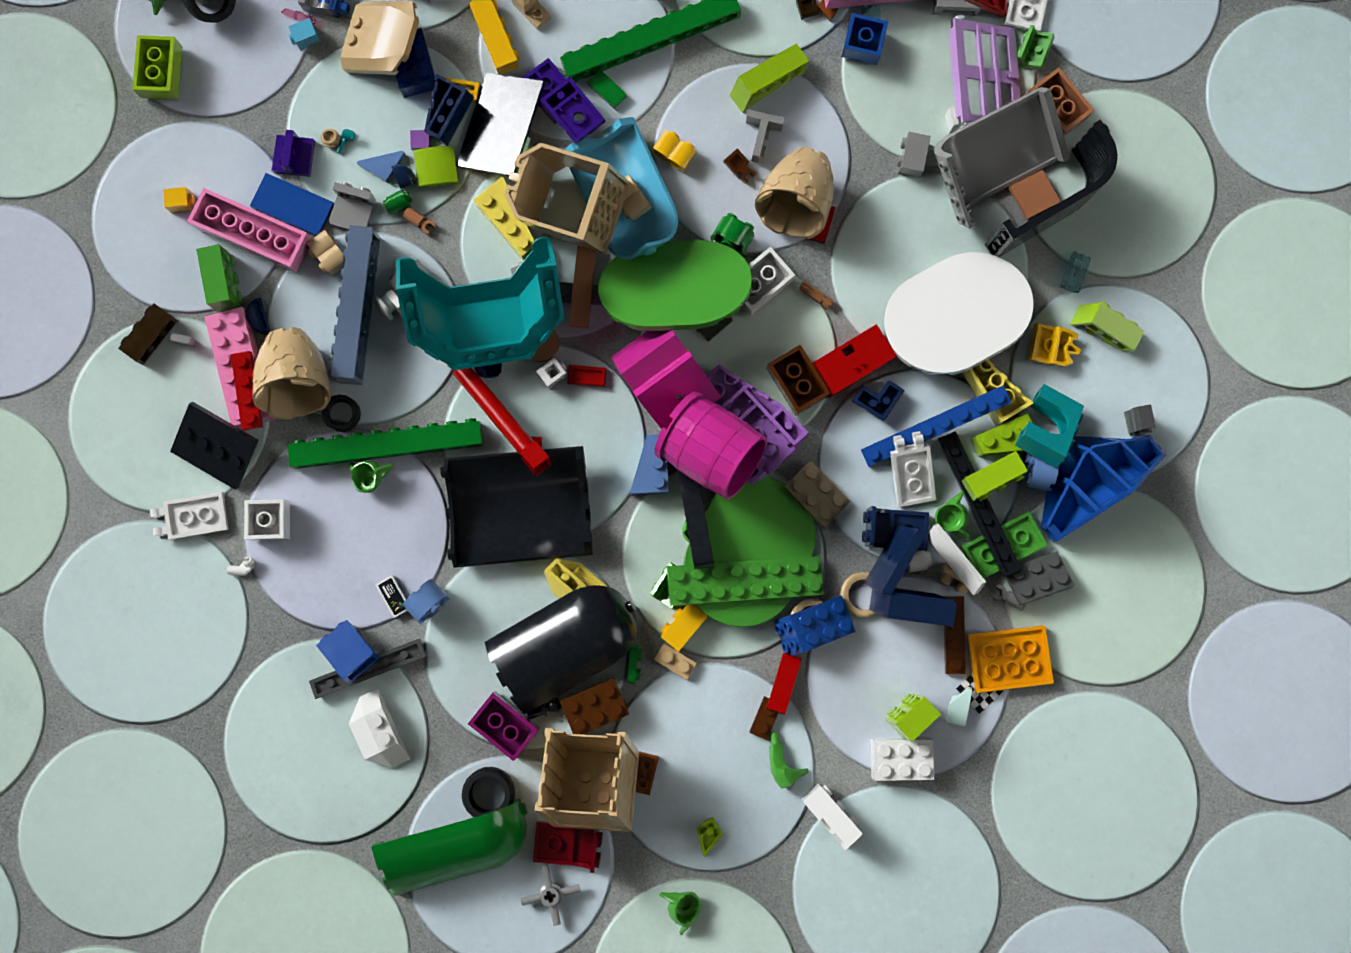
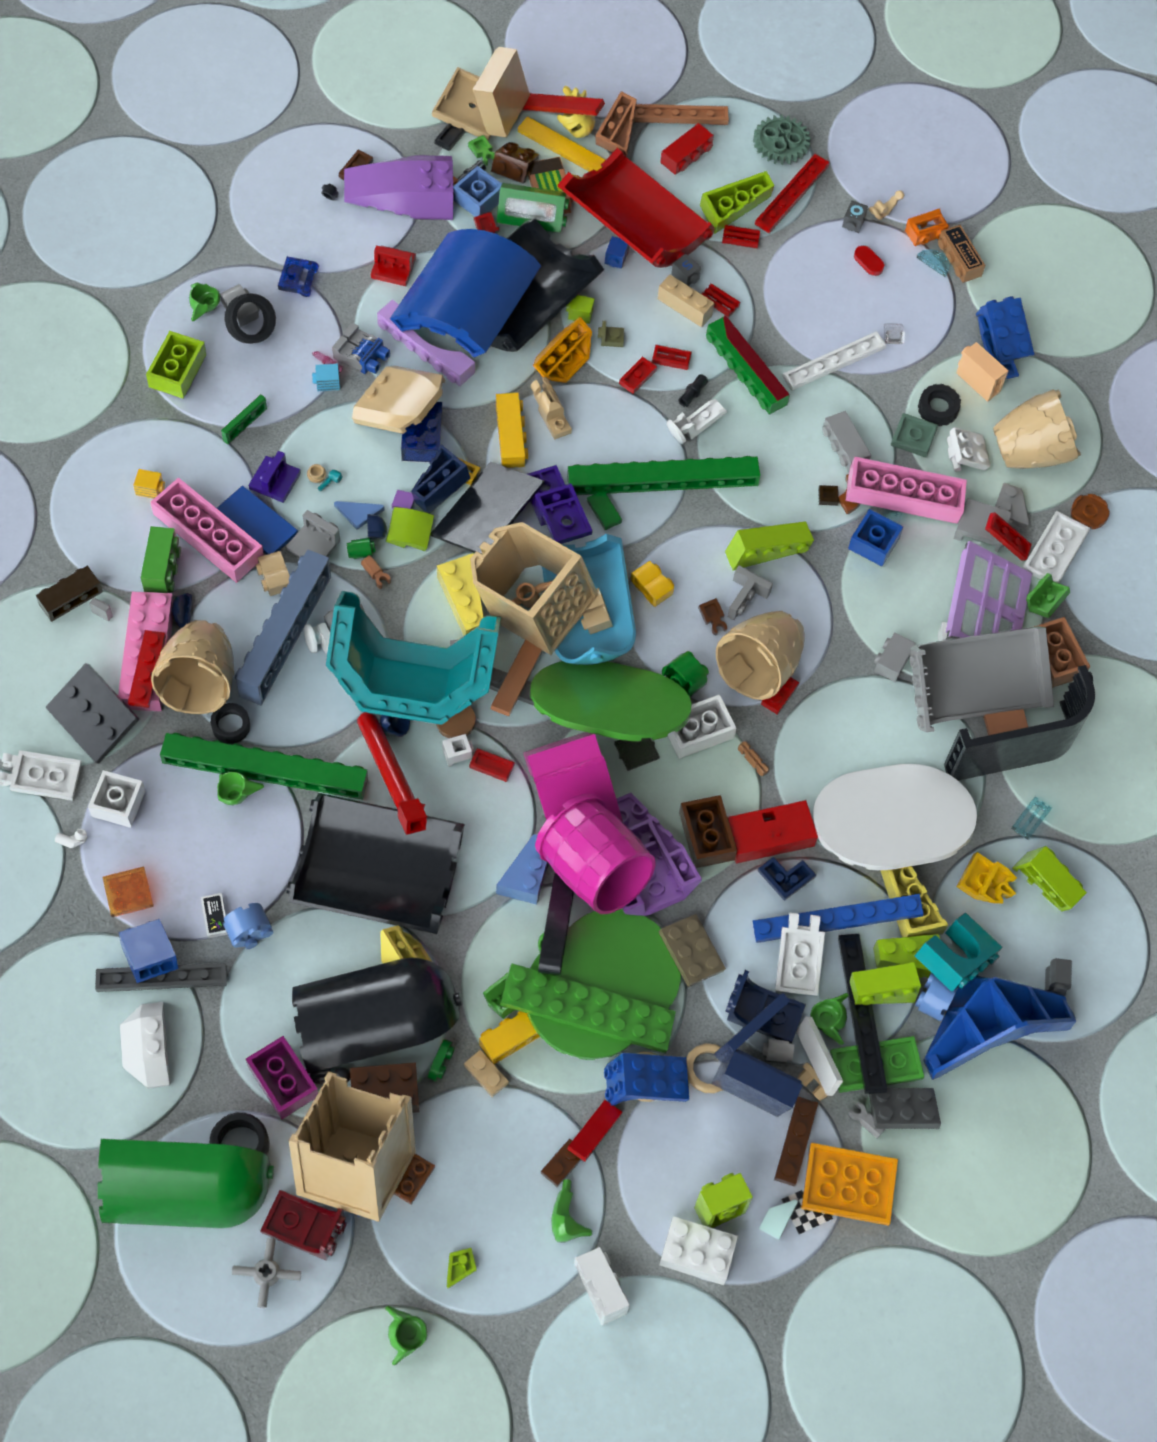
camera: 15 degrees right, 20 degrees down
(242, 103) = (244, 419): none -> green tile
(309, 600) = (127, 891): none -> clear orange tile
(572, 200) = (525, 588): none -> light nougat piece

